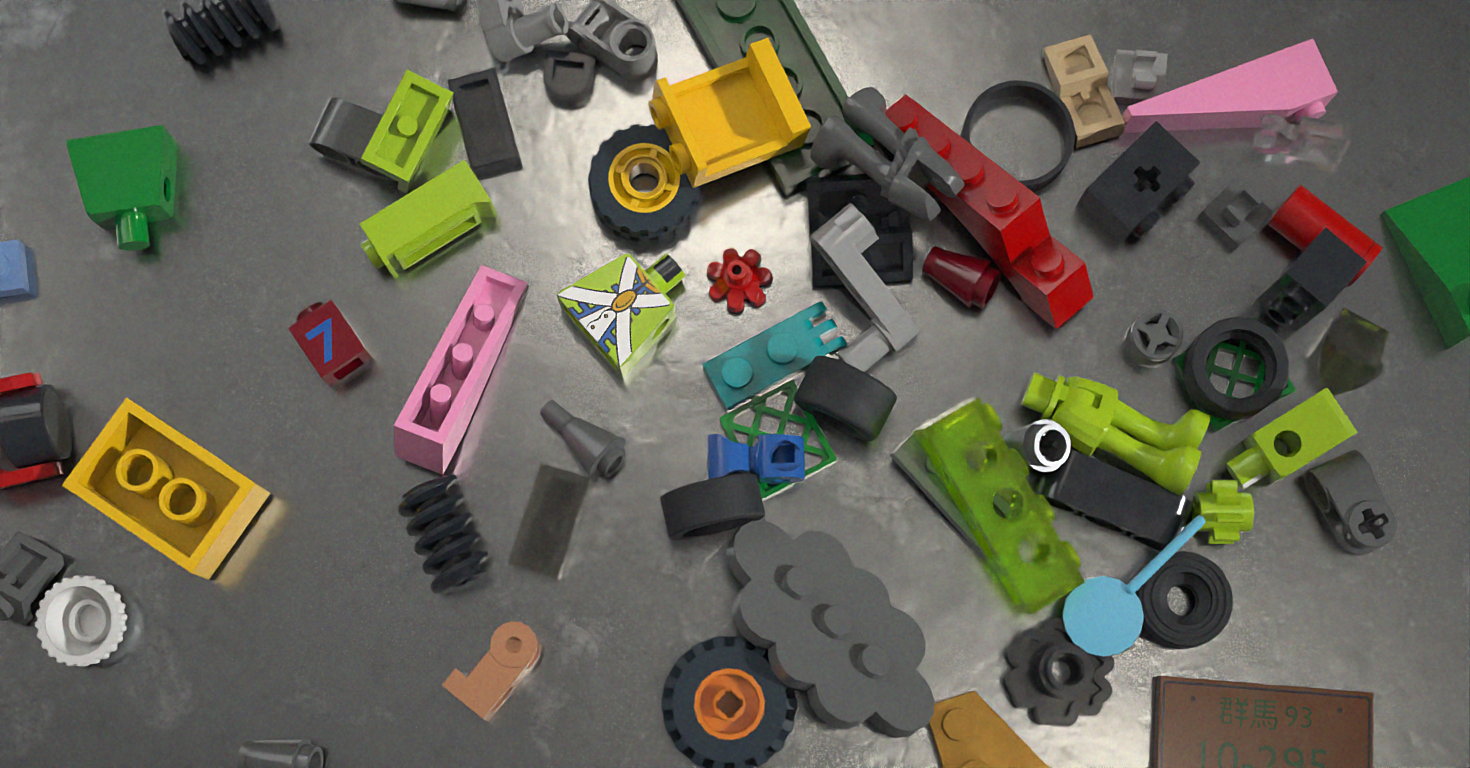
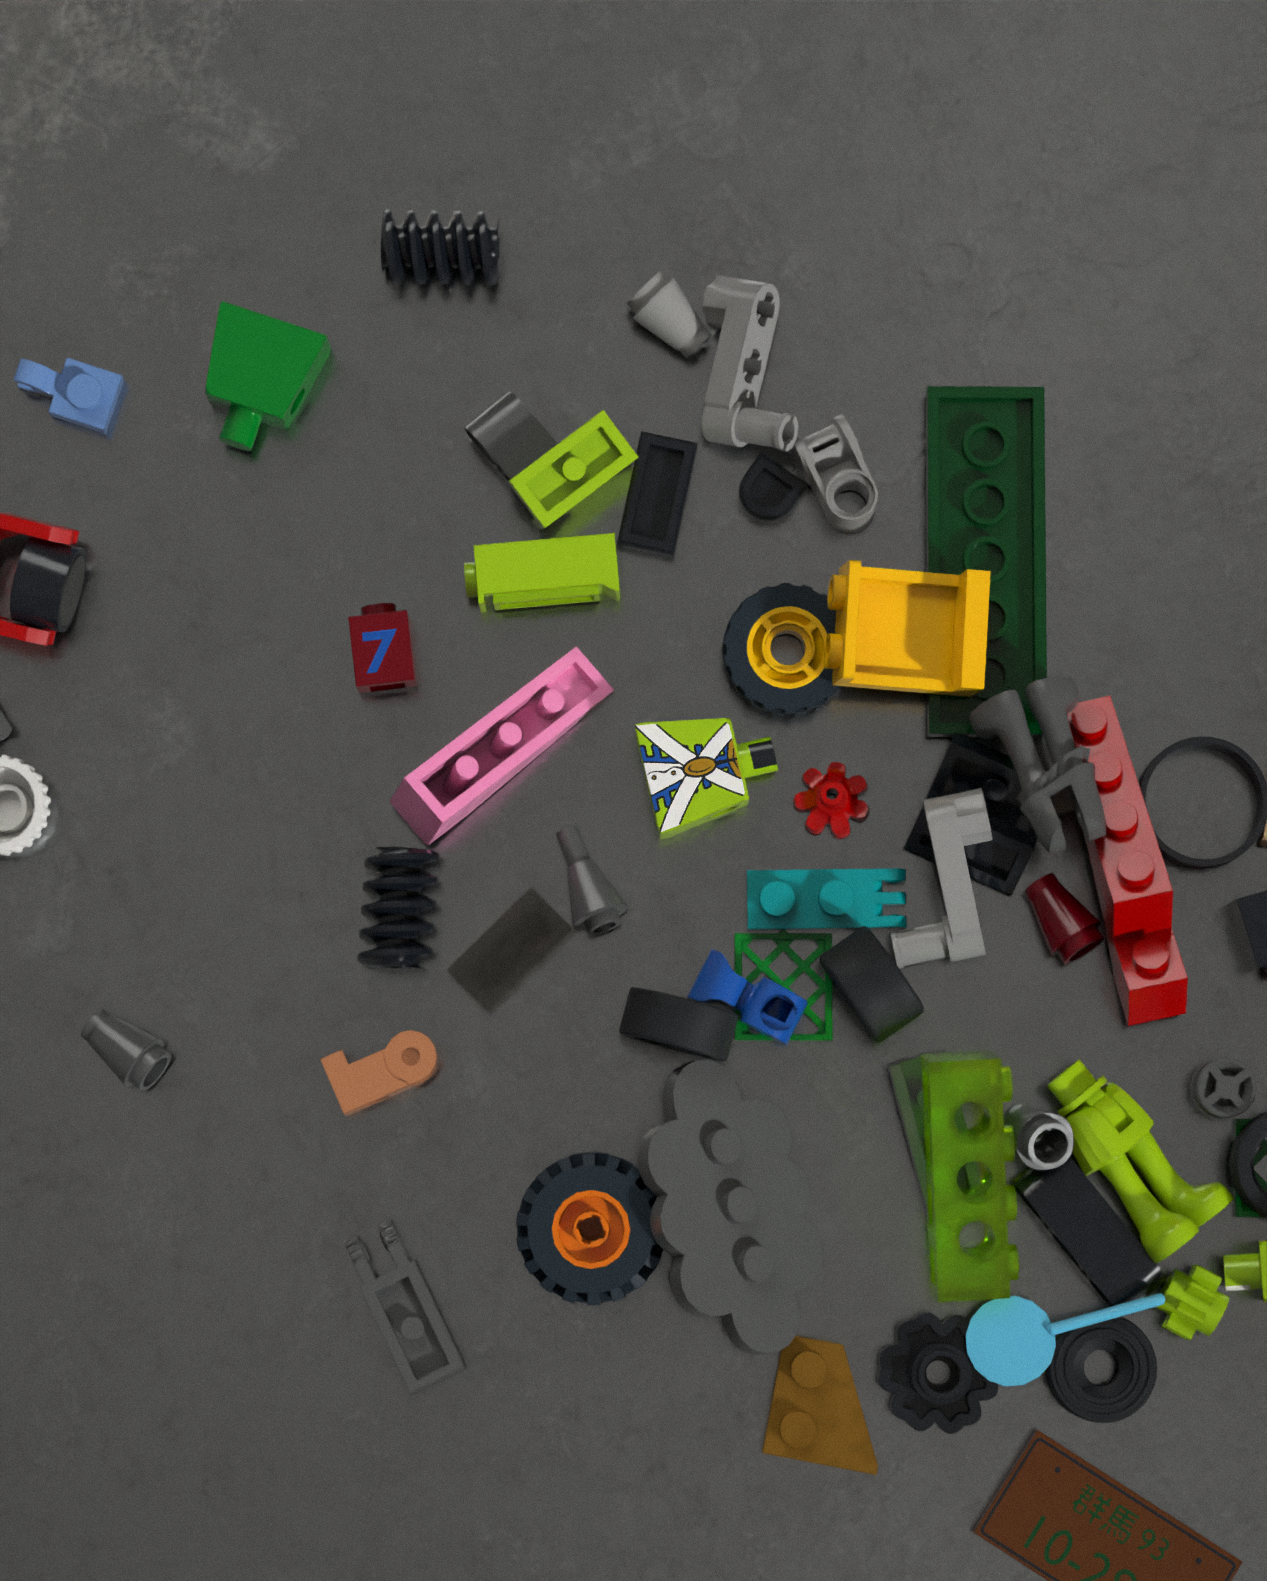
camera: 30 degrees right, 5 degrees up
(166, 489) = (148, 718): yellow brick -> none

